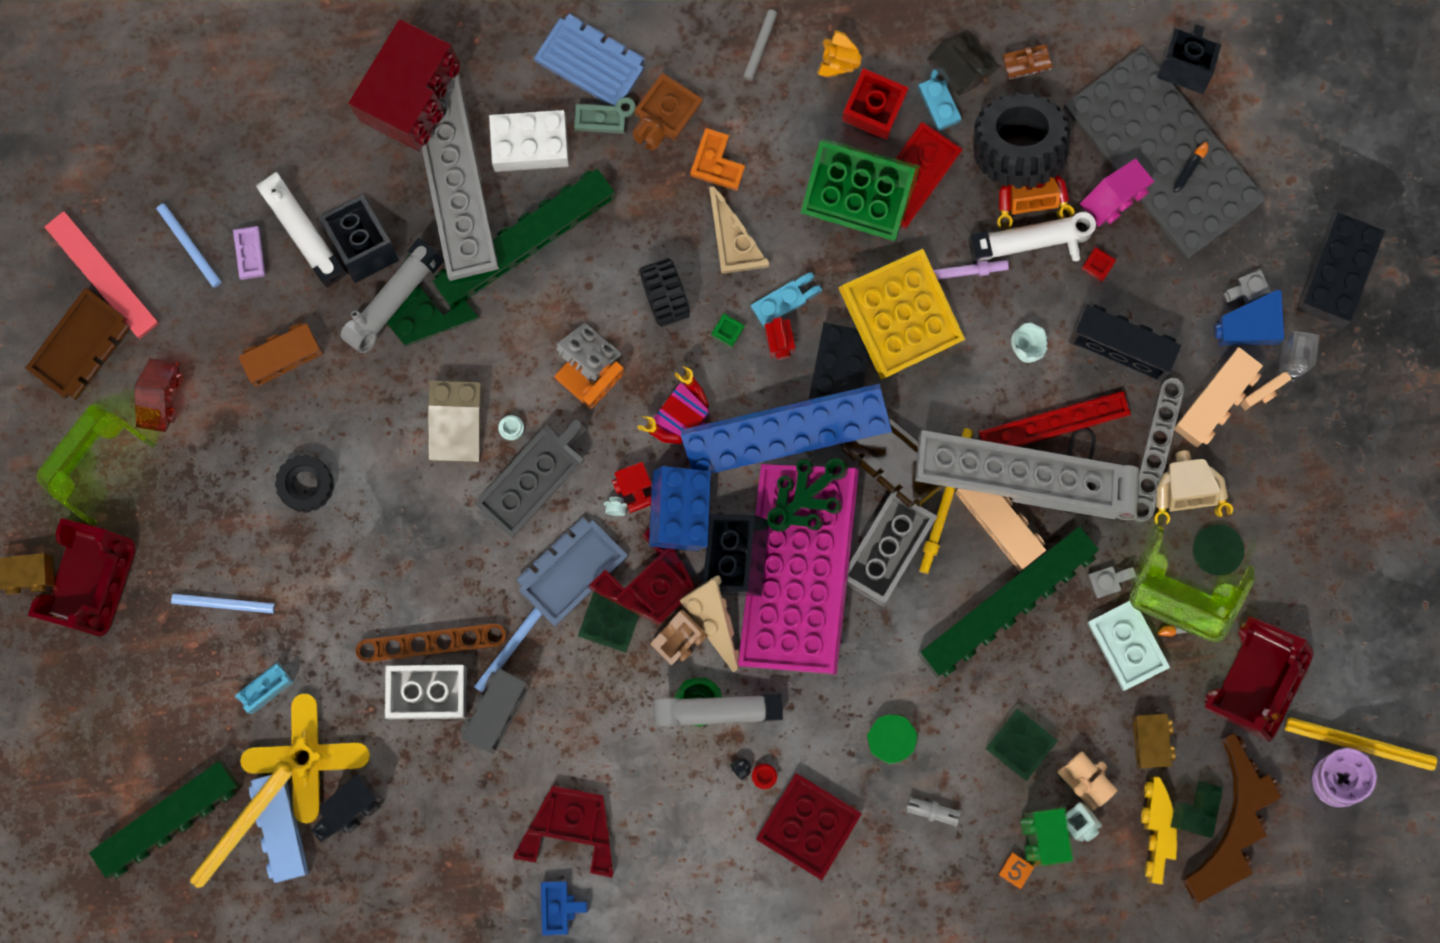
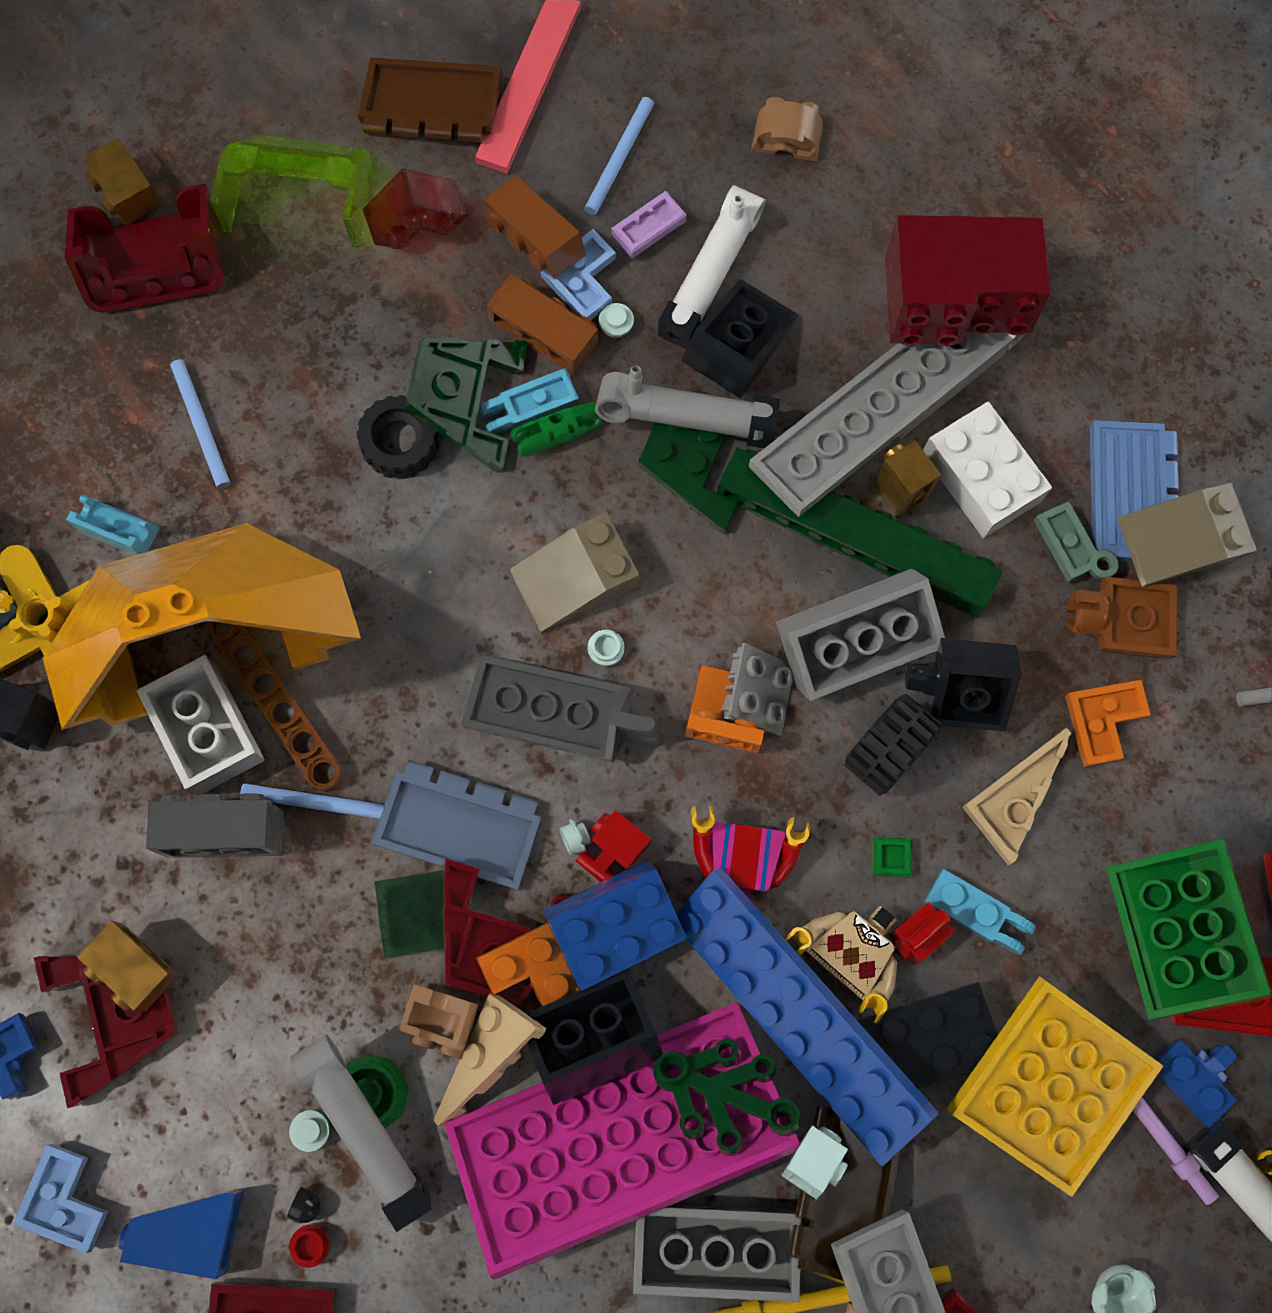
camera: 60 degrees right, 5 degrees down
(213, 326) = (534, 227): none -> dark orange brick
(233, 130) = (788, 128): none -> medium nougat cylinder
(256, 319) = (577, 283): none -> light blue plate
(295, 435) = (449, 388): none -> dark green wing
(302, 308) = (616, 320): none -> light aqua plate
(327, 390) = (530, 401): none -> medium azure hinge
(350, 660) = (216, 577): none -> light orange piece
(354, 383) = (555, 429): none -> green hinge
(508, 191) = (906, 478): none -> pearl gold brick
(550, 801) = (126, 967): none -> pearl gold brick
(589, 272) = (861, 634): none -> light grey brick
(635, 49) = (1187, 534): none -> dark tan slope
(653, 228) = (969, 683): none -> black hinge
(660, 913) = (49, 1203): none -> light blue plate
(672, 566) = (531, 957): none -> orange plate
(700, 745) = (309, 1130): none -> light aqua plate
(720, 843) = (185, 1237): none -> blue slope
(770, 383) = (853, 955): none -> tan torso
(869, 464) = (817, 1162): none -> light aqua brick
(941, 233) = (1198, 1079): none -> blue hinge

